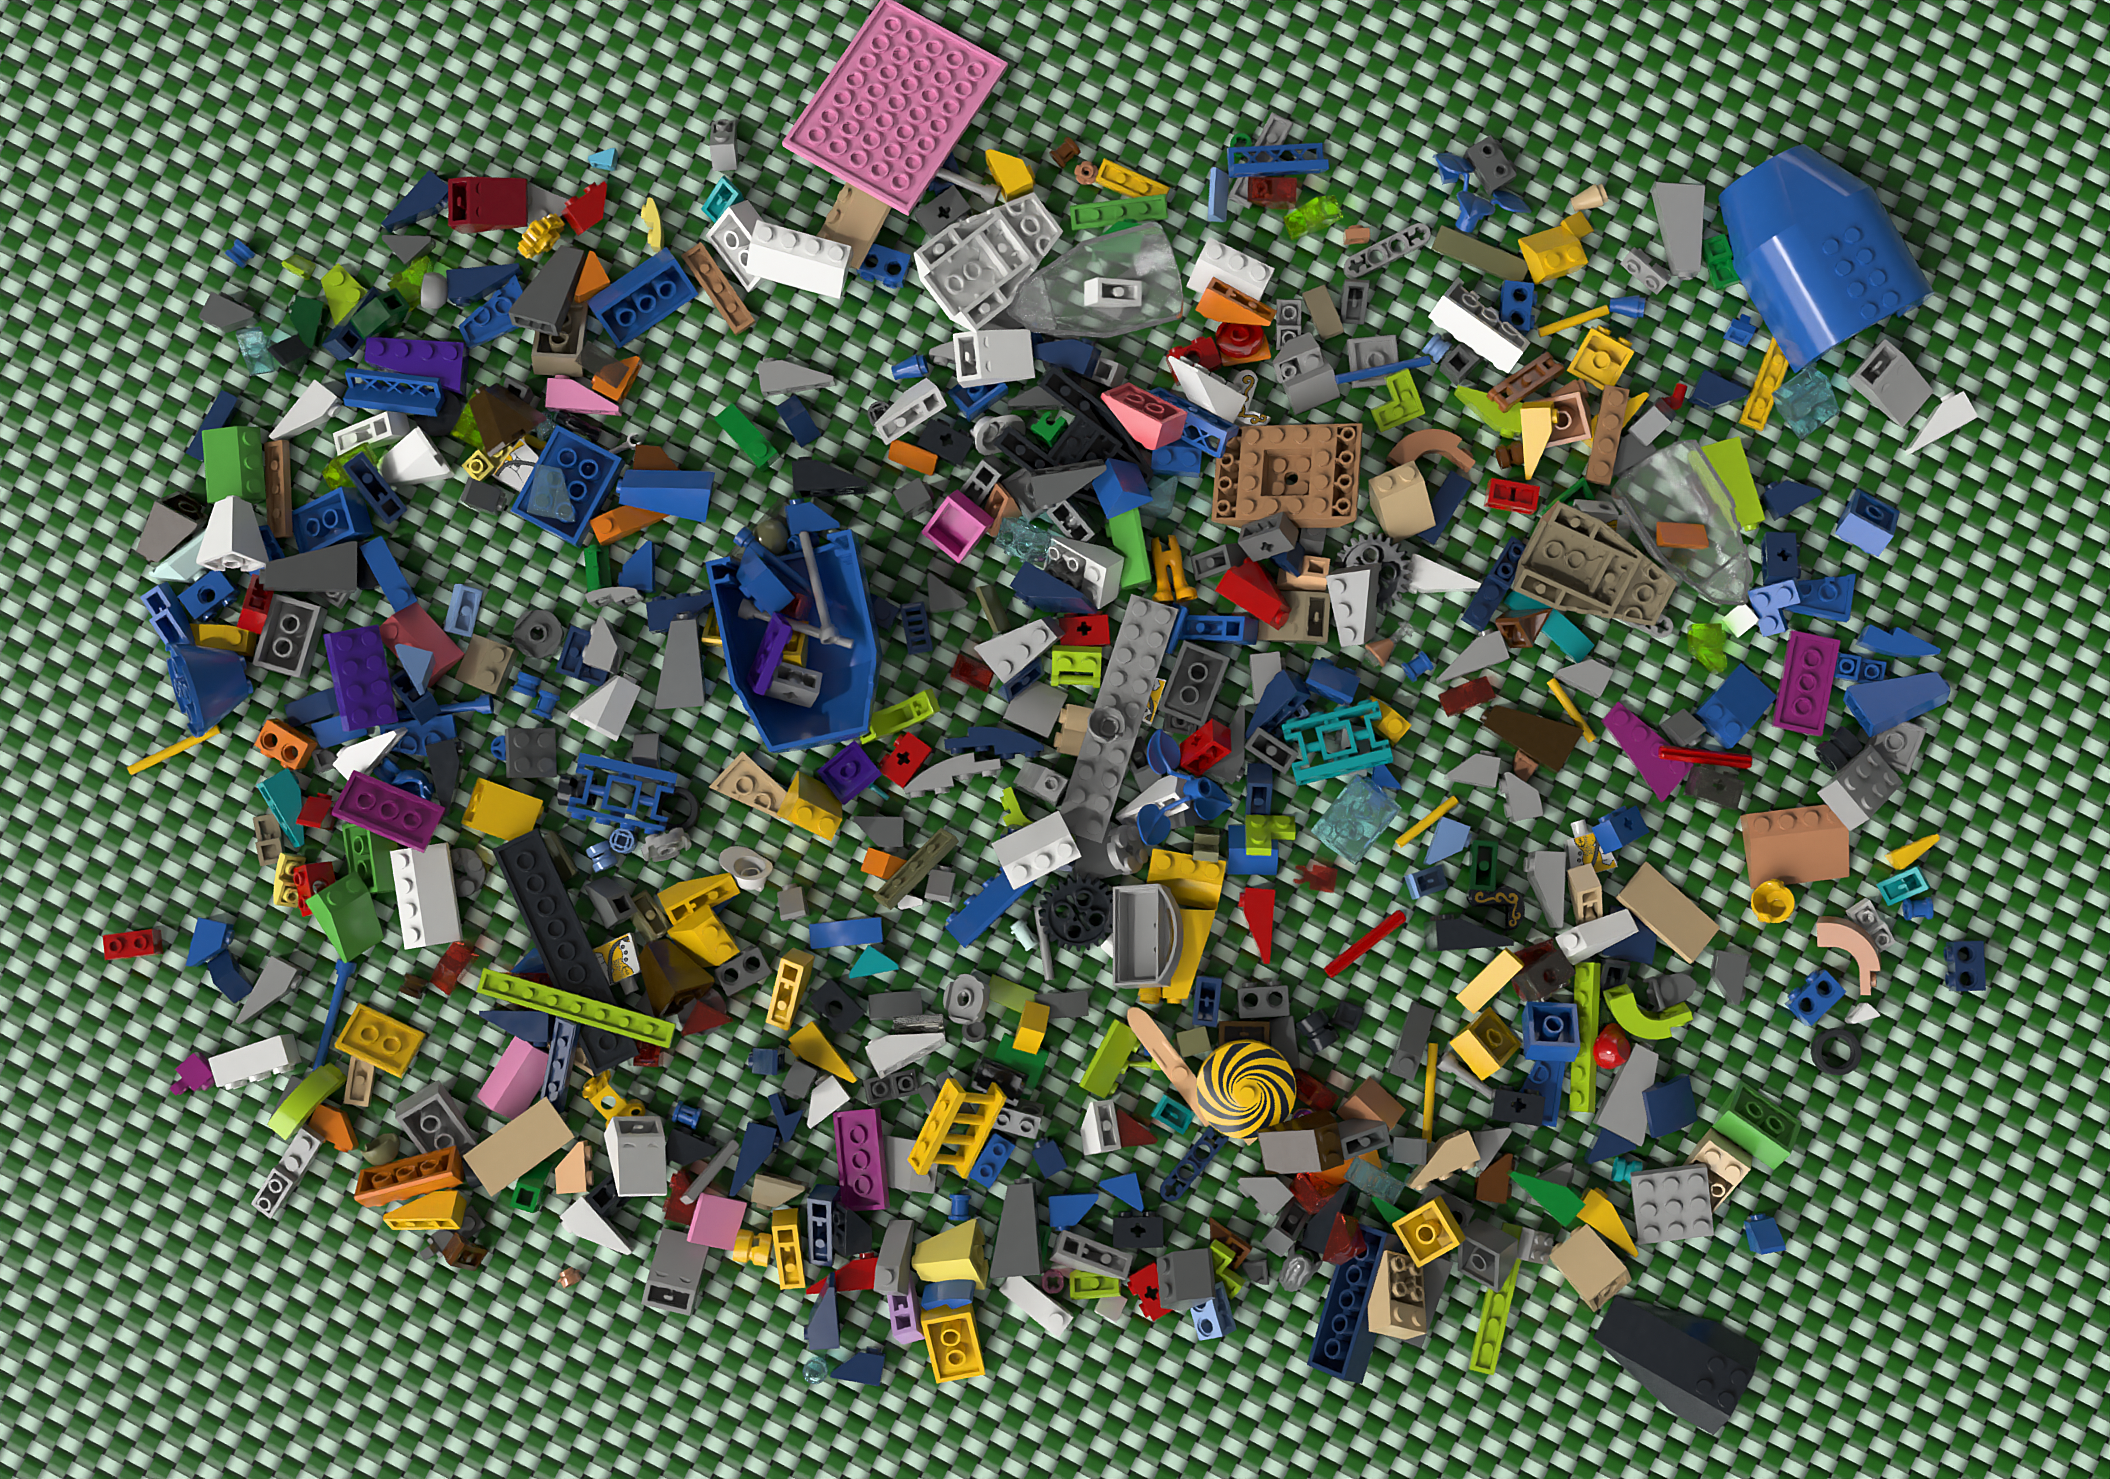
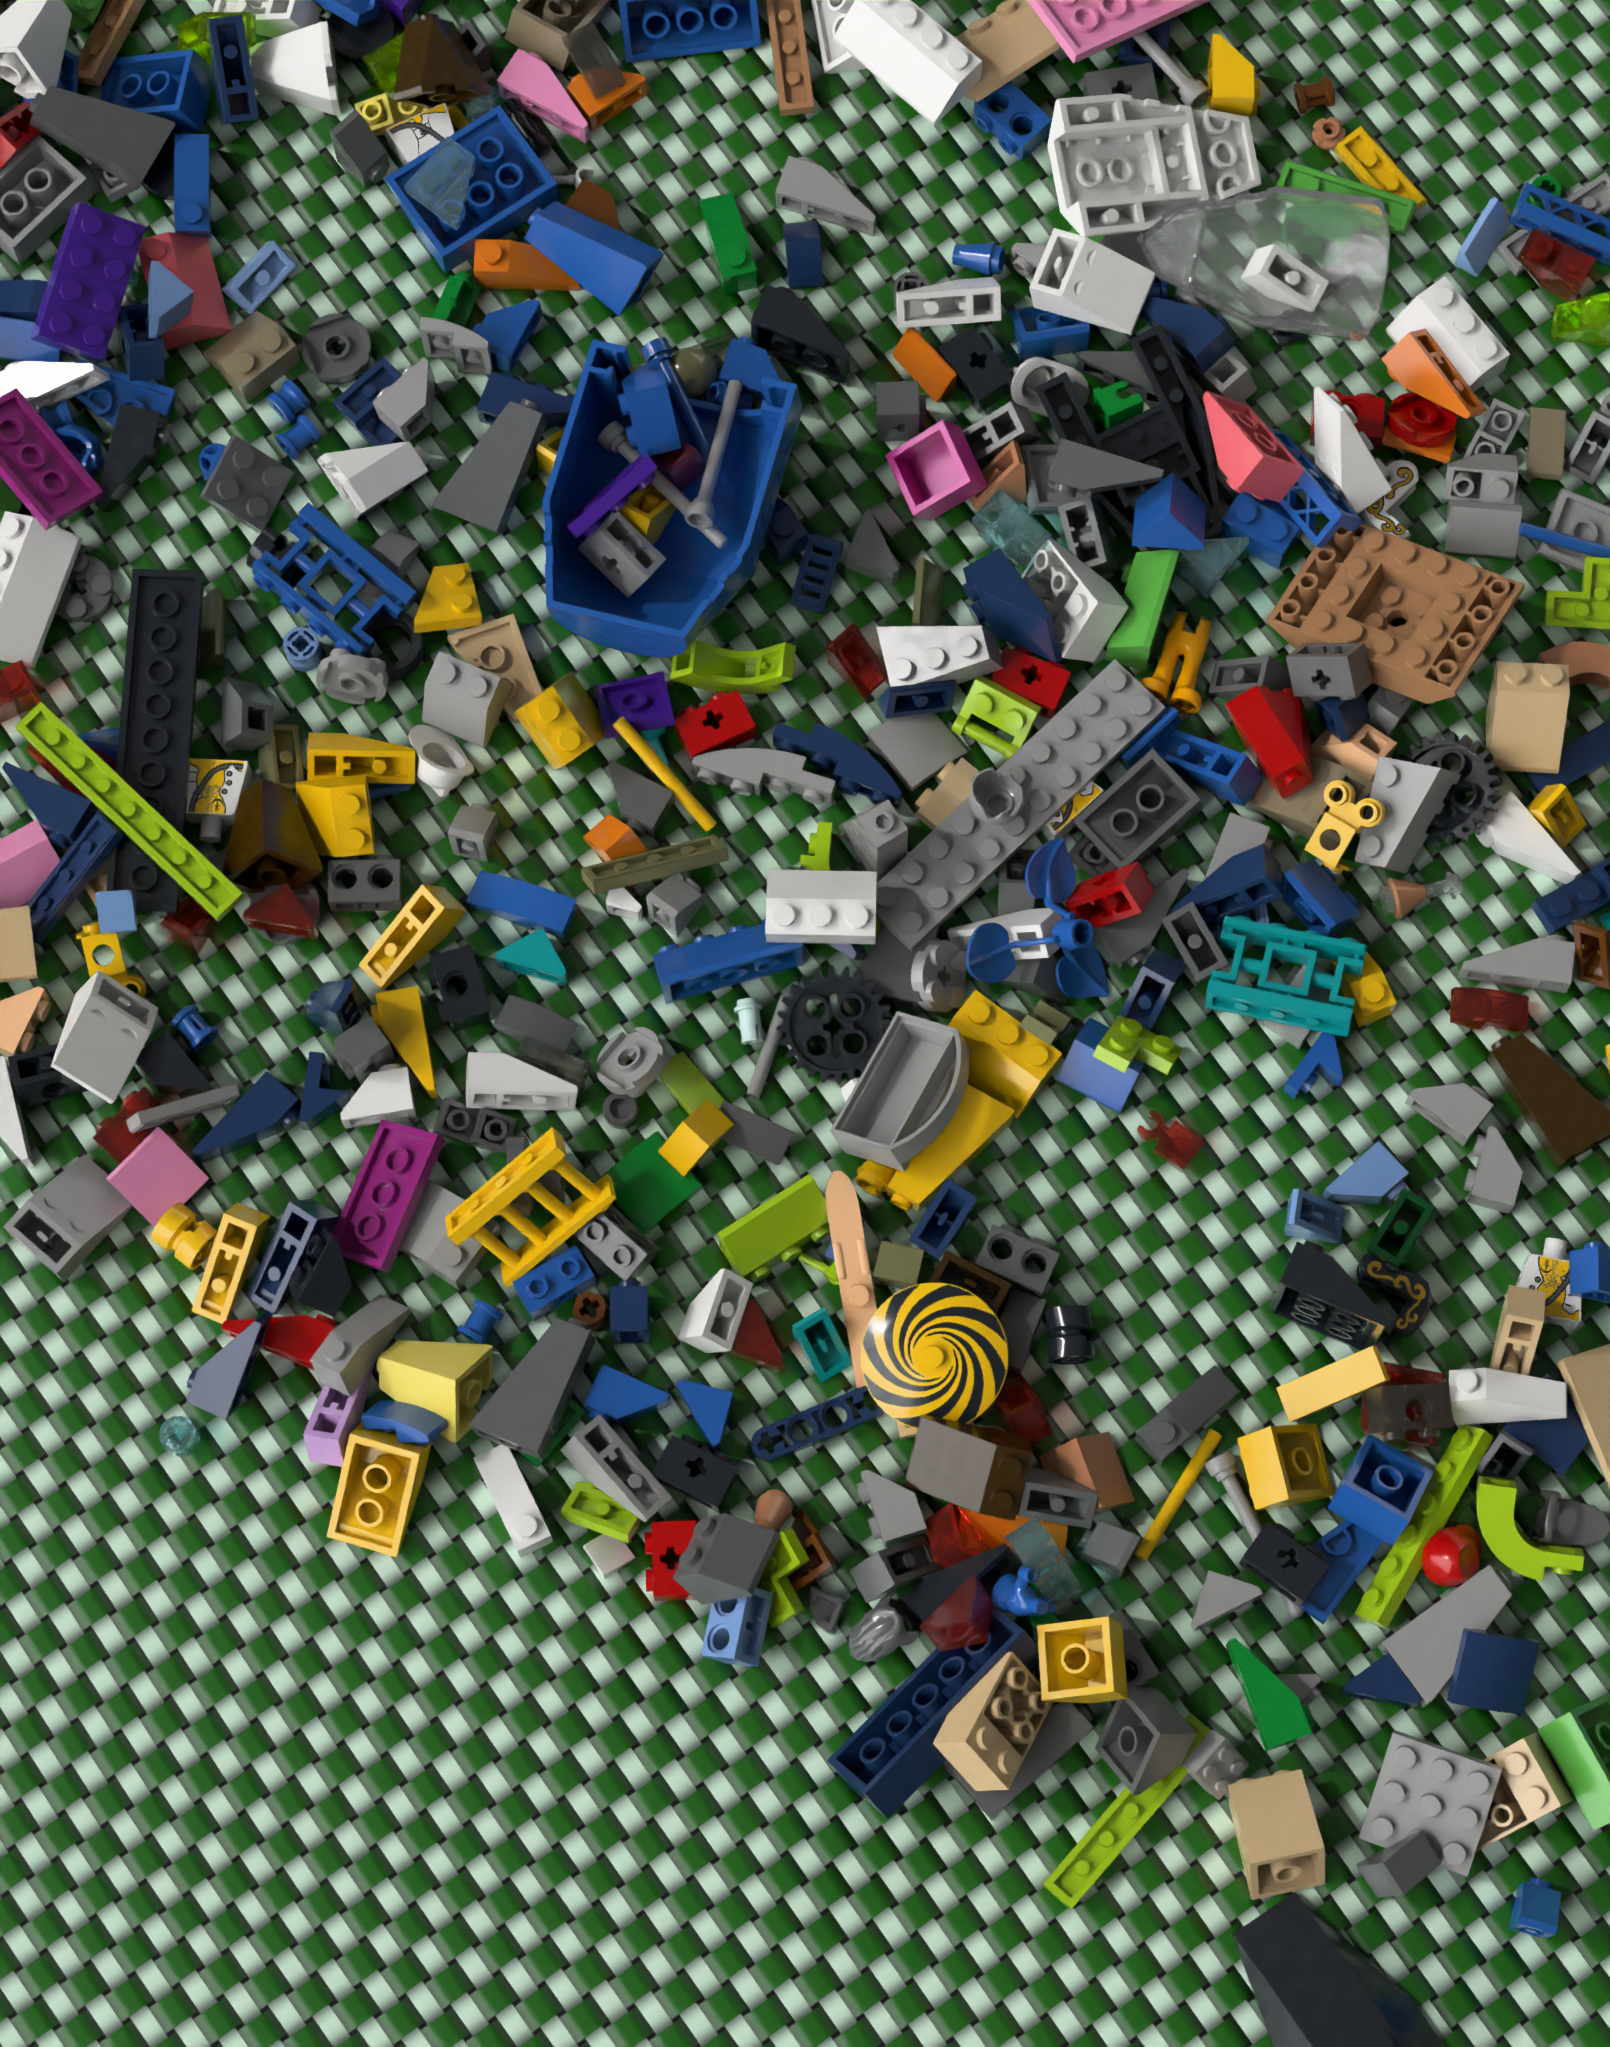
camera: 25 degrees right, 10 degrees down
(482, 704) = (221, 399): blue piece -> none
(501, 810) = (172, 533): yellow slope -> none
(603, 1074) = (116, 911): none -> medium blue slope
(605, 861) = (264, 654): medium blue wheel -> none
(698, 763) = (448, 600): none -> yellow wing
(742, 822) = (463, 699): none -> light grey slope
(773, 1189) = (254, 1176): dark tan slope -> none
(862, 1367) = (242, 1462): dark blue slope -> none
(891, 808) = (664, 773): none -> yellow bar
(1008, 1079) = (632, 1191): black hinge -> none
(1030, 1164) = (595, 1301): none -> reddish brown bush
(1052, 1273) = (560, 1483): clear pink bush -> none
(1196, 1232) = (773, 1509): none -> nougat cone
(1258, 913) = (1071, 1145): red slope -> none
(1324, 628) = (1347, 820): none -> yellow piece
(1348, 1015) = (1121, 1339): black tile -> none
(1356, 818) = (1261, 1084): clear light blue slope -> none
(1365, 943) = (1191, 1258): red axle -> none
(1368, 1209) = (1015, 1595): none -> blue piece
(1417, 666) = (1443, 939): blue bush -> none
(1426, 821) = (1354, 1143): yellow bar -> none
(1446, 552) = (1557, 814): none -> yellow slope
(1447, 1154) = (1161, 1581): tan slope -> none
(1493, 1182) = (1202, 1651): reddish brown slope -> none
(1523, 766) = (1521, 1136): nougat tile -> none
(1547, 879) = (1479, 1280): light grey slope -> none
(1603, 1218) = (1327, 1779): yellow slope -> none
(1621, 1169) = (1386, 1723): teal wheel -> none
(1673, 1250) = (1400, 1866): none -> dark grey slope

